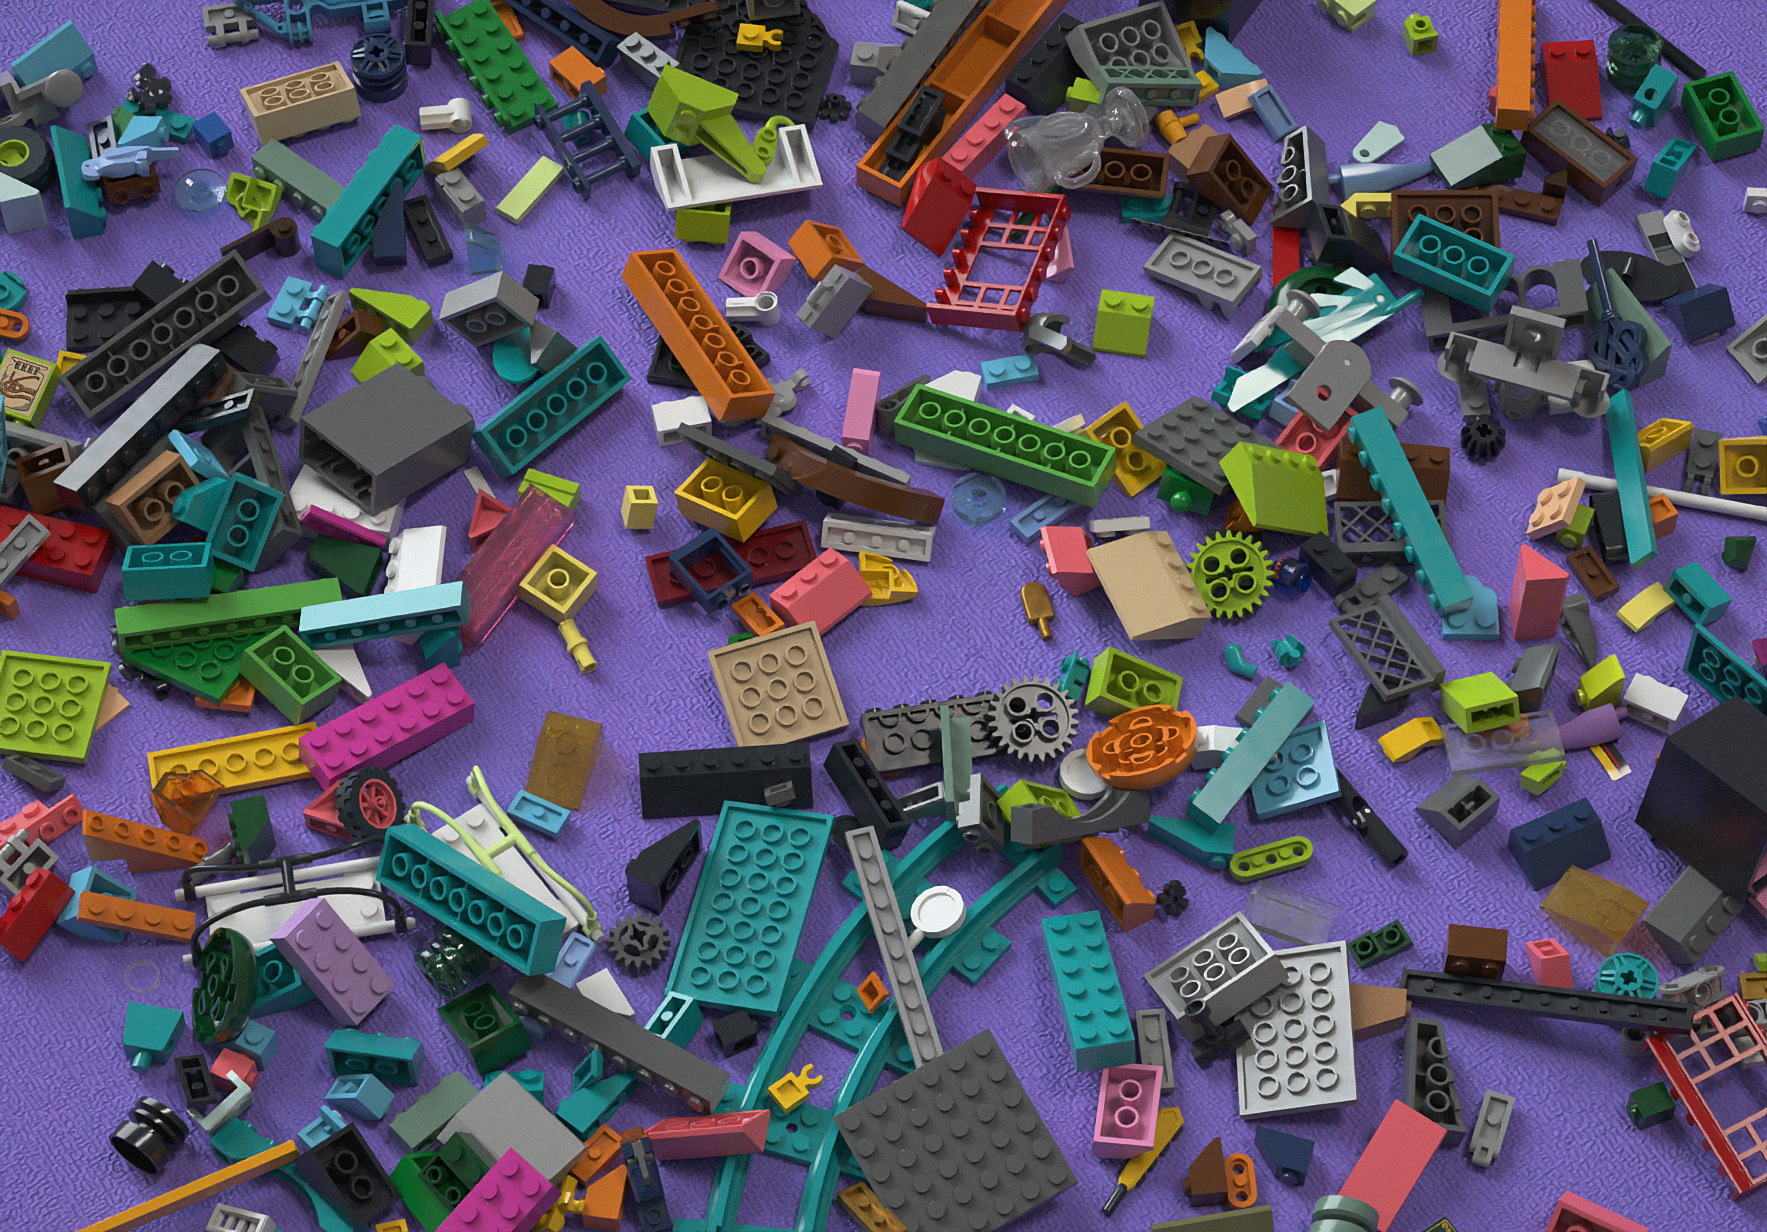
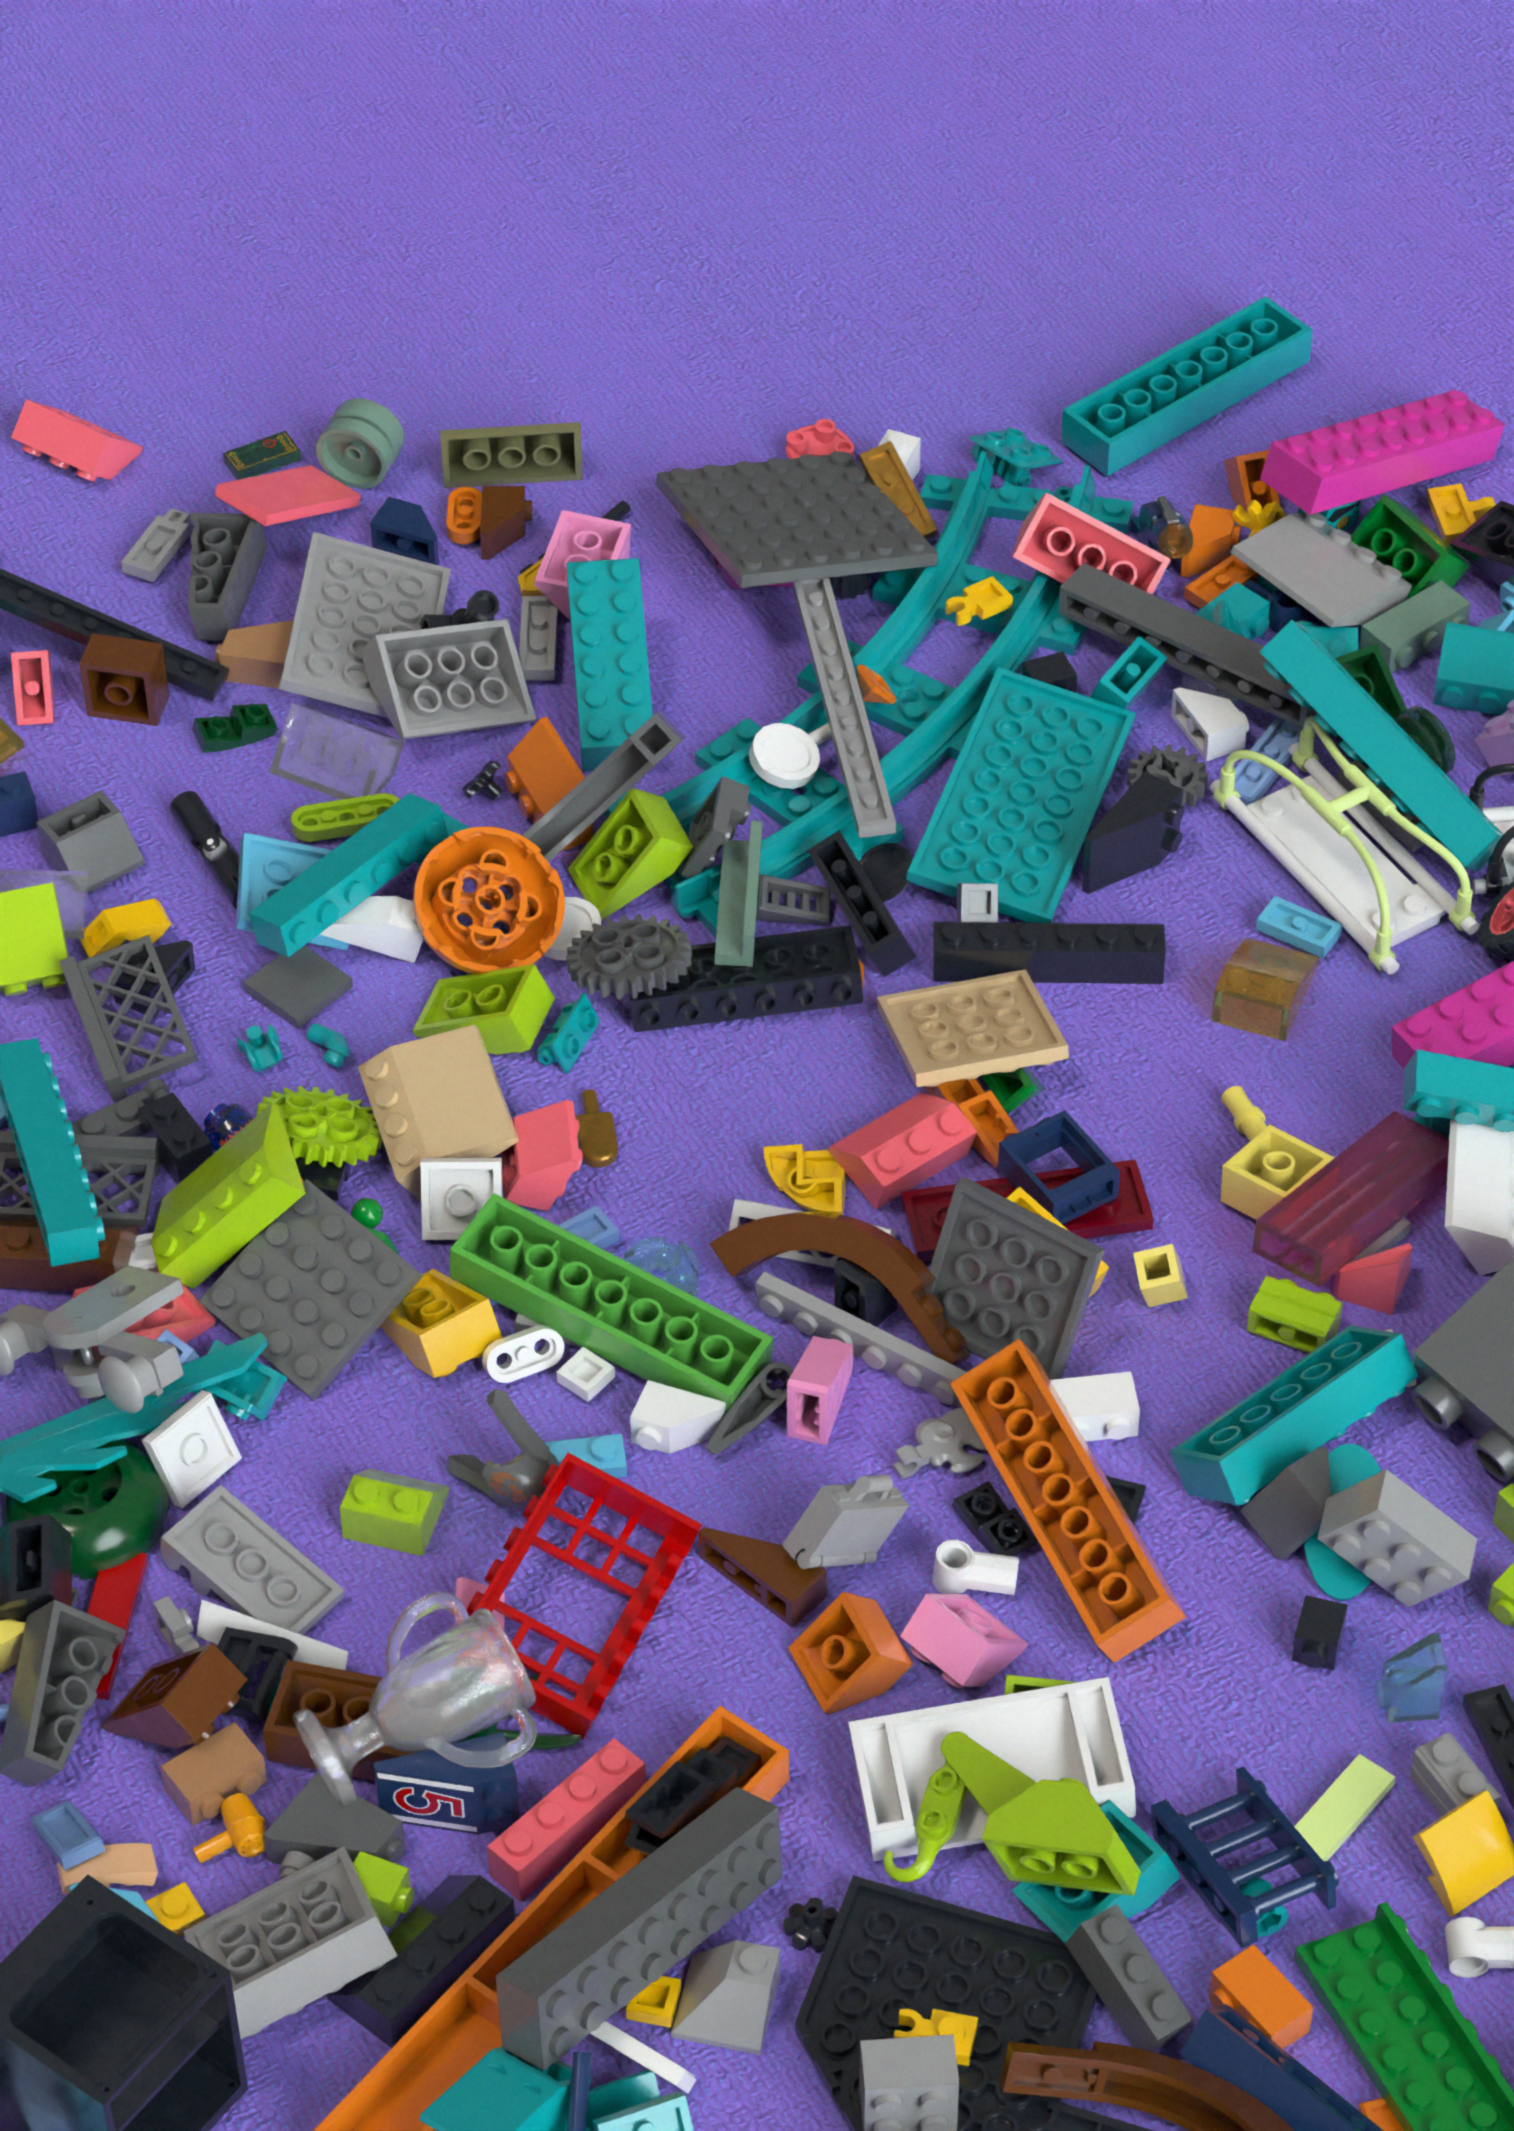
camera: 175 degrees left, 10 degrees down
(457, 1169) = (1376, 522): dark green slope -> none
(937, 205) = (660, 1699): red slope -> none
(1150, 89) = (263, 1860): sand green fence -> none

